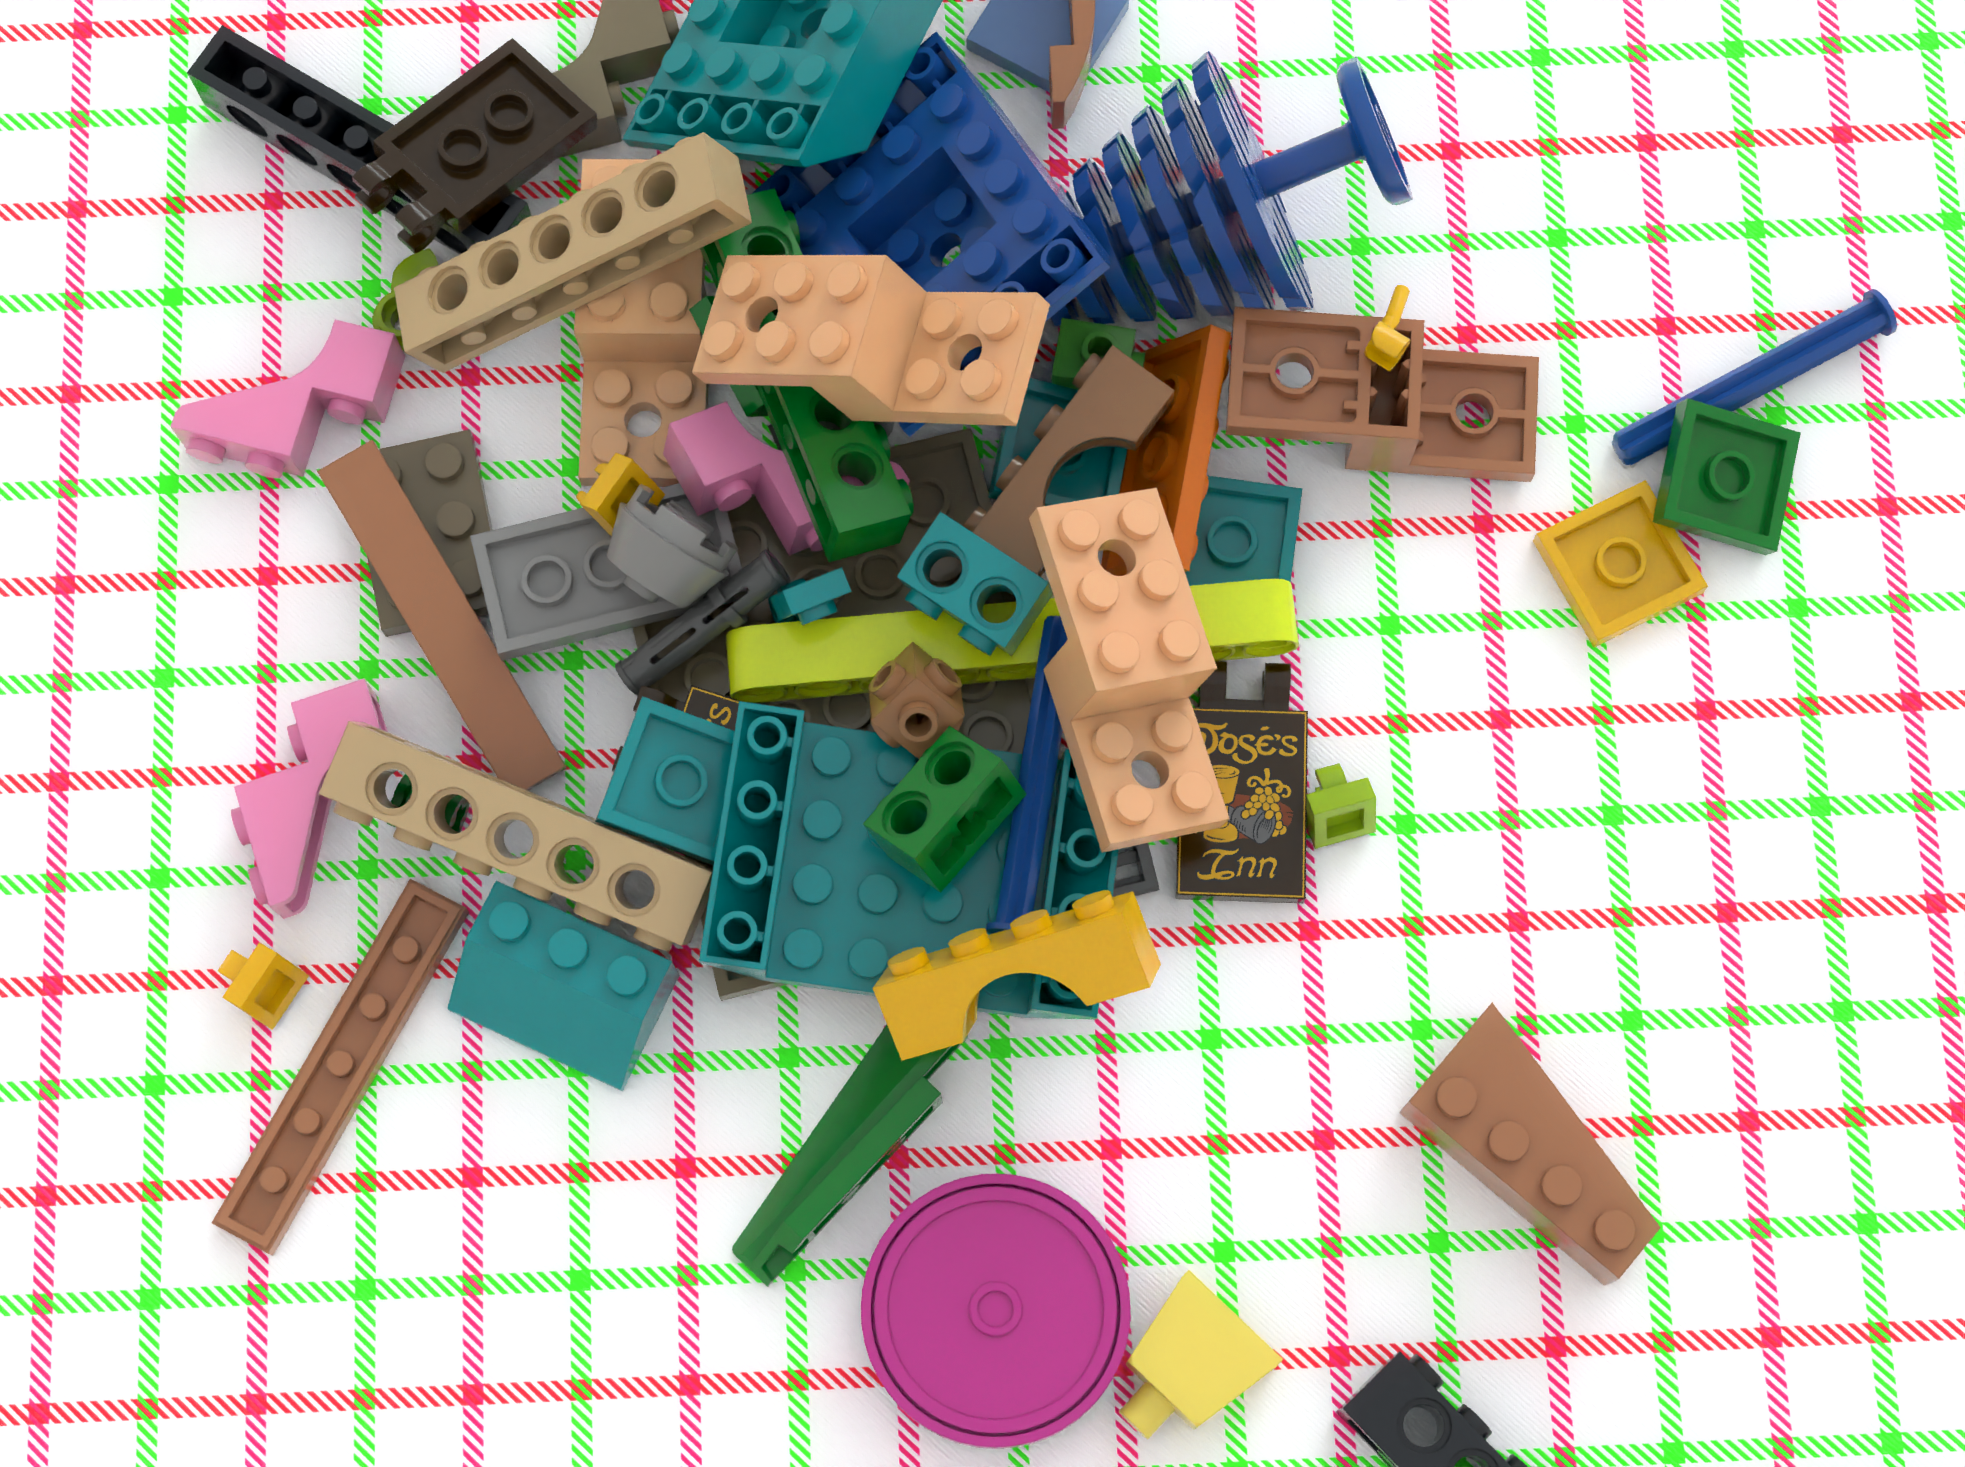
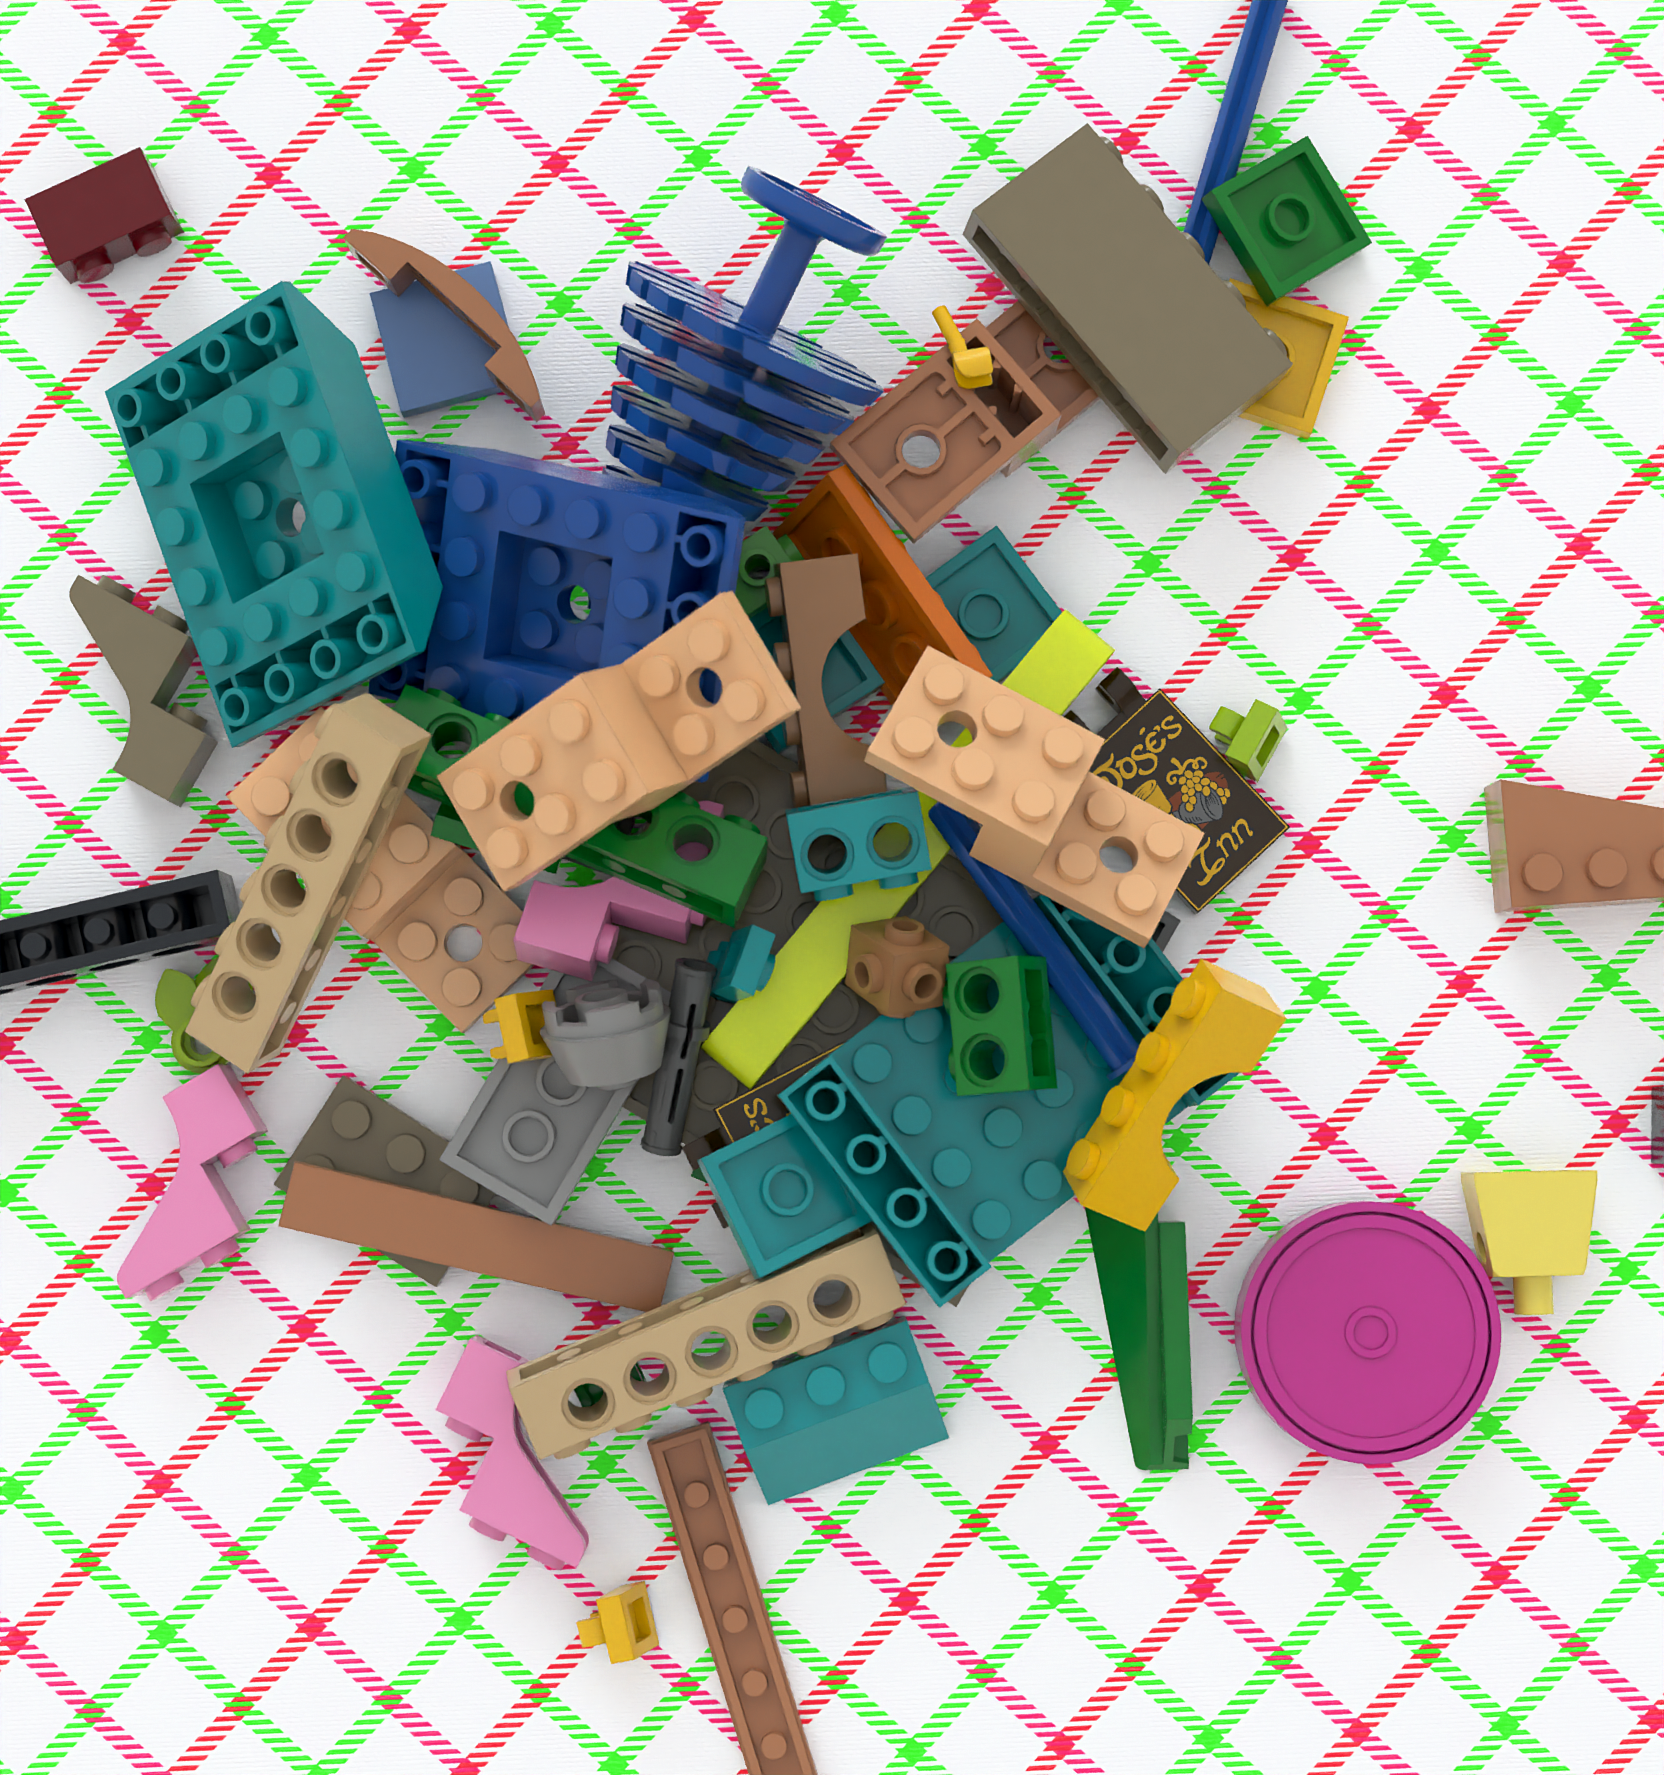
camera: 50 degrees left, 10 degrees up
(473, 144) = (131, 863): dark brown tile -> none
(1553, 416) = (1127, 297): none -> dark tan brick

